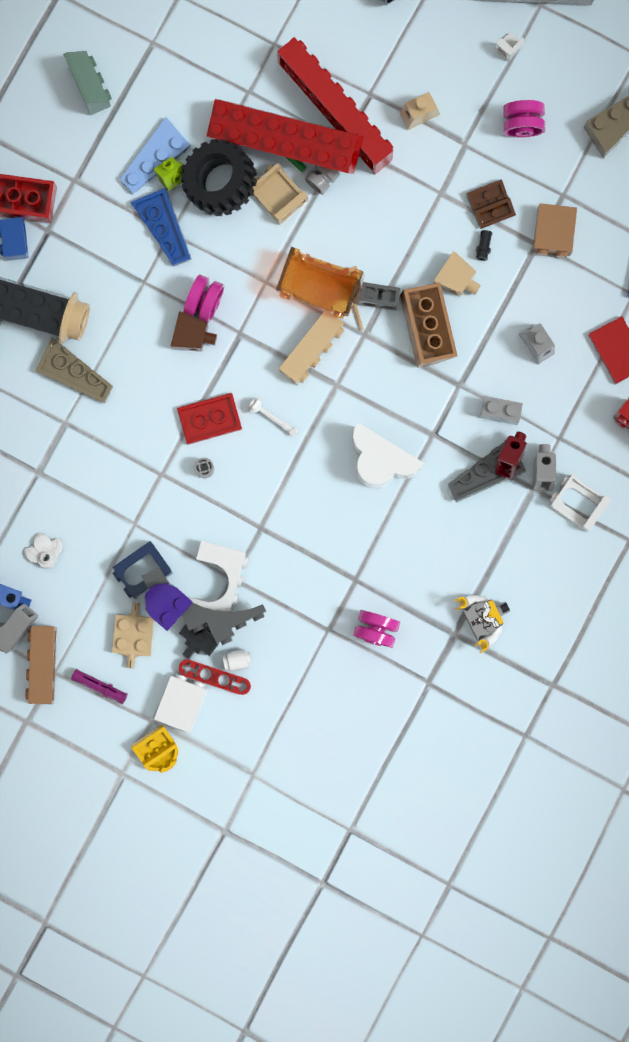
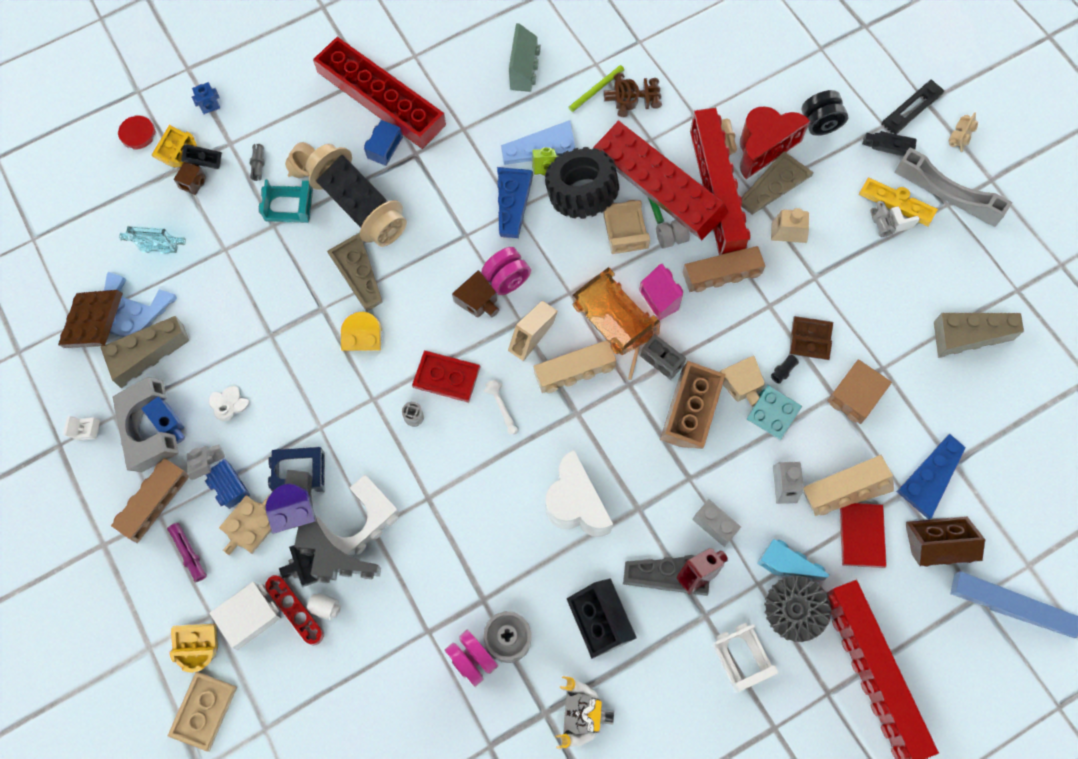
camera: 30 degrees right, 15 degrees down
(60, 609) = (200, 459): none -> light grey hinge
(92, 615) = (226, 484): none -> blue brick
(114, 424) = (361, 332): none -> yellow slope
(169, 68) = (591, 92): none -> lime bar
(193, 62) = (650, 93): none -> reddish brown piece
(196, 791) = (202, 711): none -> tan tile
(257, 336) = (531, 330): none -> tan slope
(316, 49) = (730, 135): none -> tan axle
(345, 238) = (661, 292): none -> dark pink slope
(351, 34) = (768, 136): none -> red brick
(383, 69) = (776, 181): none -> dark tan wing
(384, 184) = (723, 269): none -> medium nougat brick
(399, 586) = (504, 624): none -> light grey wheel
(455, 538) = (601, 618): none -> black slope
(492, 55) = (882, 219): none -> light grey piece
(496, 289) = (774, 412): none -> teal hinge
(497, 28) = (893, 198): none -> yellow hinge
(524, 118) = (883, 280): dark pink wheel -> none
(544, 469) = (727, 603): light grey torso -> none
(570, 409) = (787, 563): none -> medium azure slope
(588, 319) = (850, 486): none -> tan wedge
(597, 454) = (814, 605): none -> dark grey wheel

